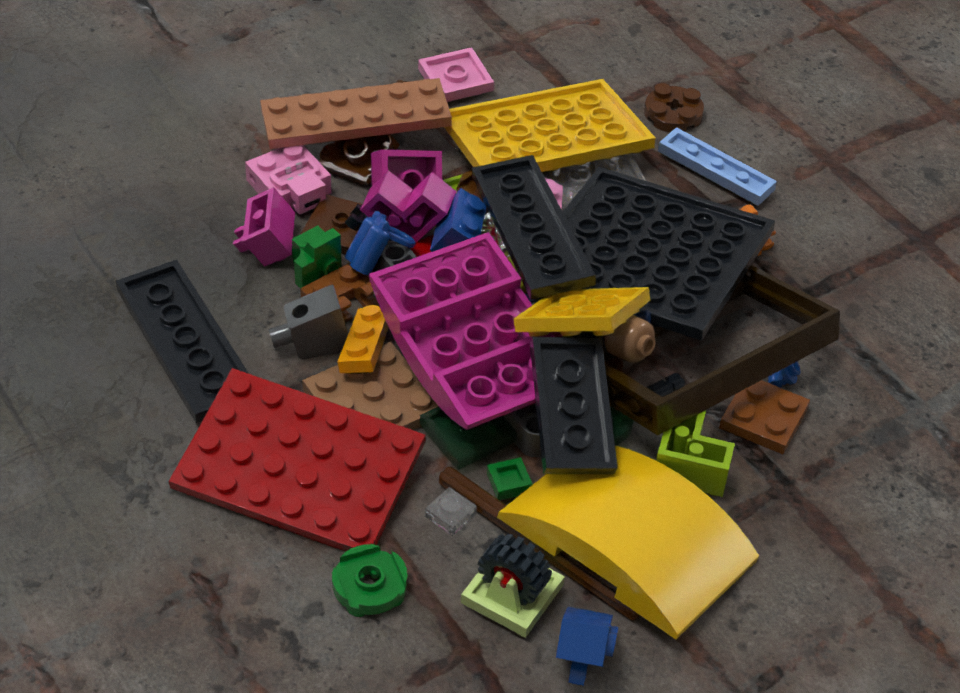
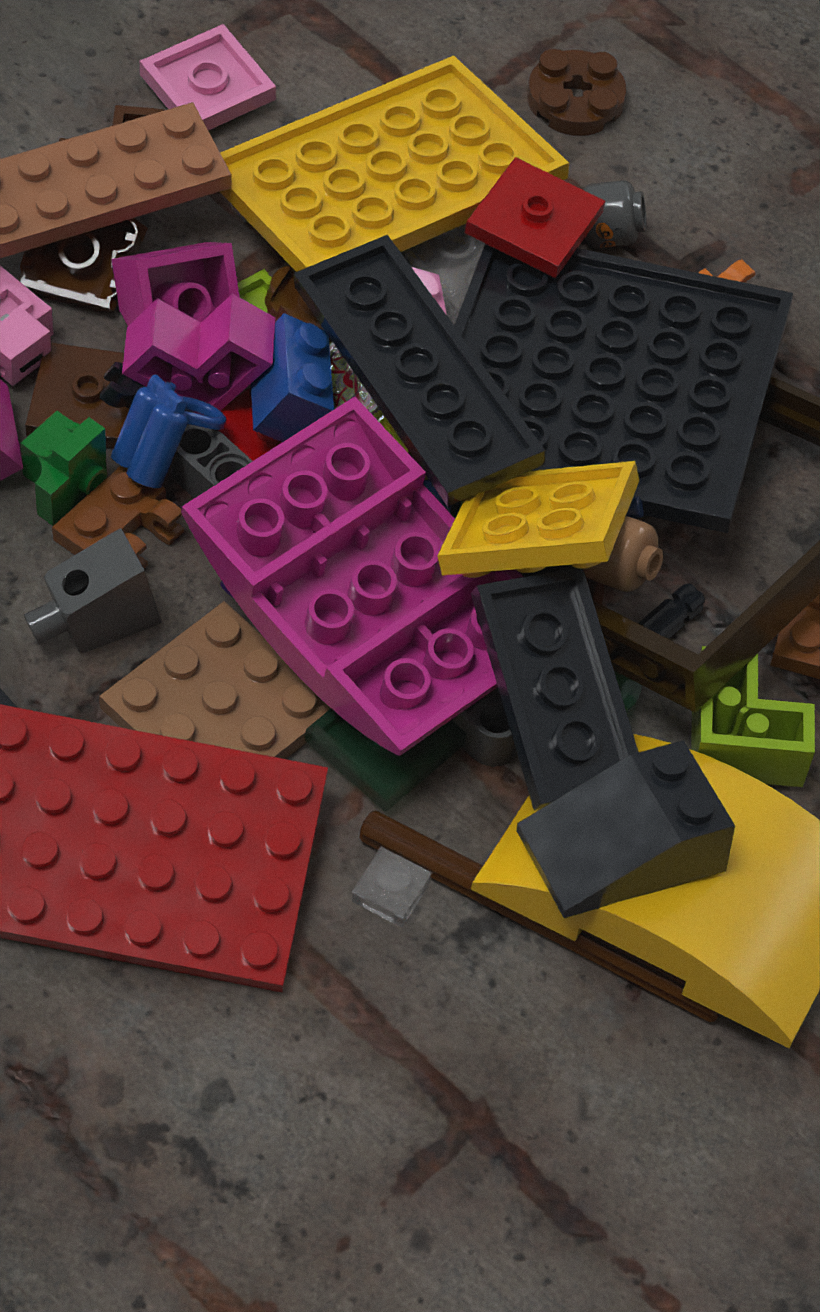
camera: 15 degrees left, 10 degrees up
(363, 341) = (184, 610): light orange plate -> none
(369, 598) = (292, 1063): green plate -> none
(508, 478) = (471, 815): green plate -> none
(512, 584) = (522, 1004): plate -> none
(585, 640) = (659, 1079): blue brick -> none
(598, 491) = (630, 831): none -> black slope
(626, 161) = (535, 217): none -> red plate
(677, 171) = (622, 215): none -> dark grey head
(717, 166) = (673, 192): light blue plate -> none

